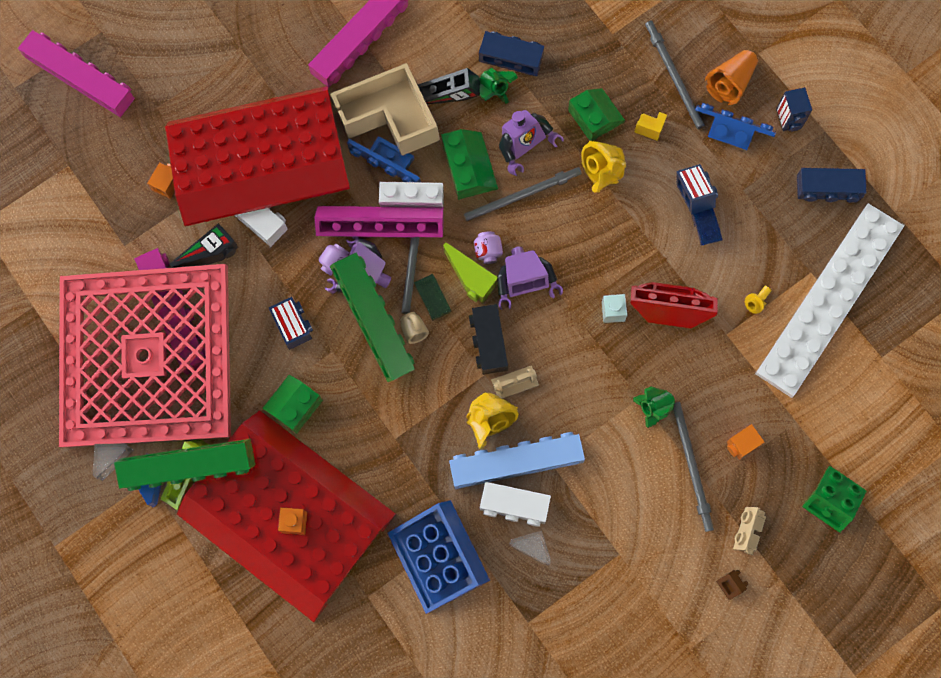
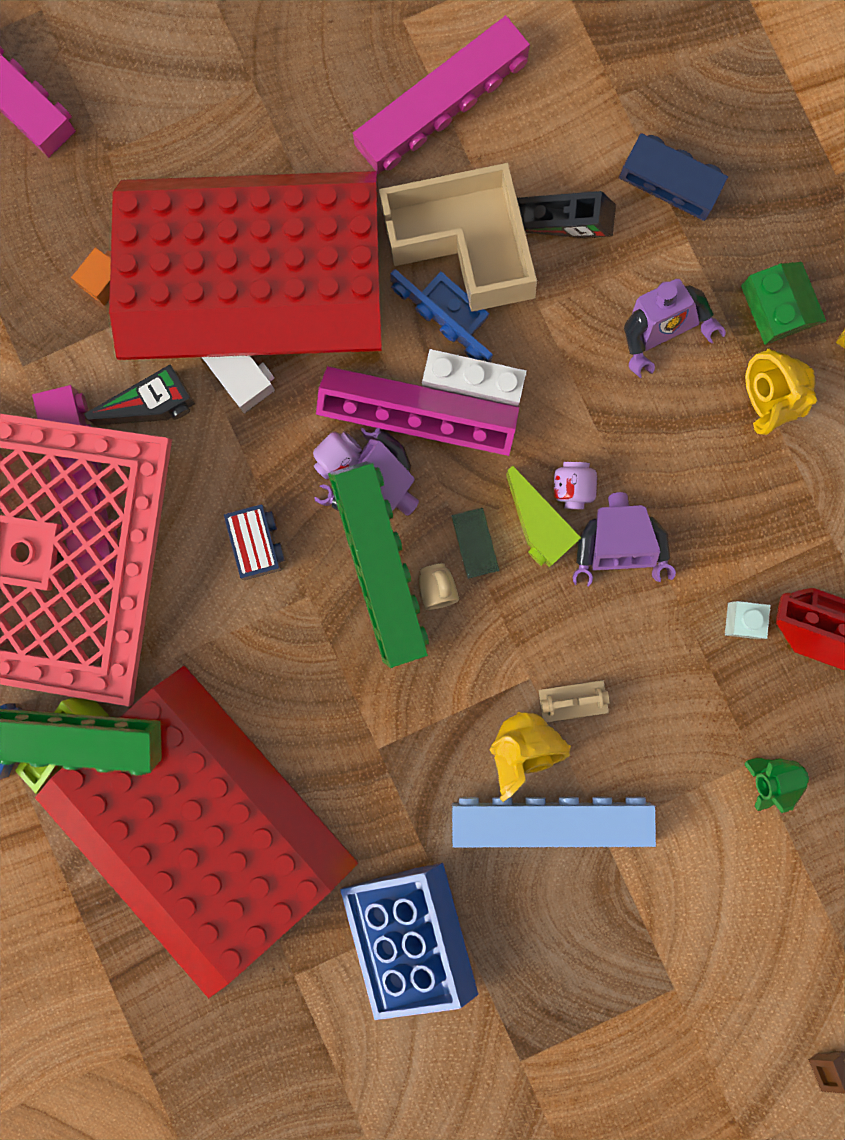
camera: 10 degrees right, 10 degrees up
(292, 521) = (201, 860): orange brick -> none
(293, 403) = (233, 667): green slope -> none
(409, 282) = (447, 503): dark grey piece -> none
(468, 163) = (571, 342): green slope -> none
(488, 339) = (547, 628): black brick -> none
(495, 83) = (639, 222): green brick -> none
(514, 504) = (537, 888): white brick -> none
(533, 546) = (551, 955): clear slope -> none
(560, 179) = (706, 396): dark grey bar -> none
(703, 507) = (813, 949): dark grey bar -> none

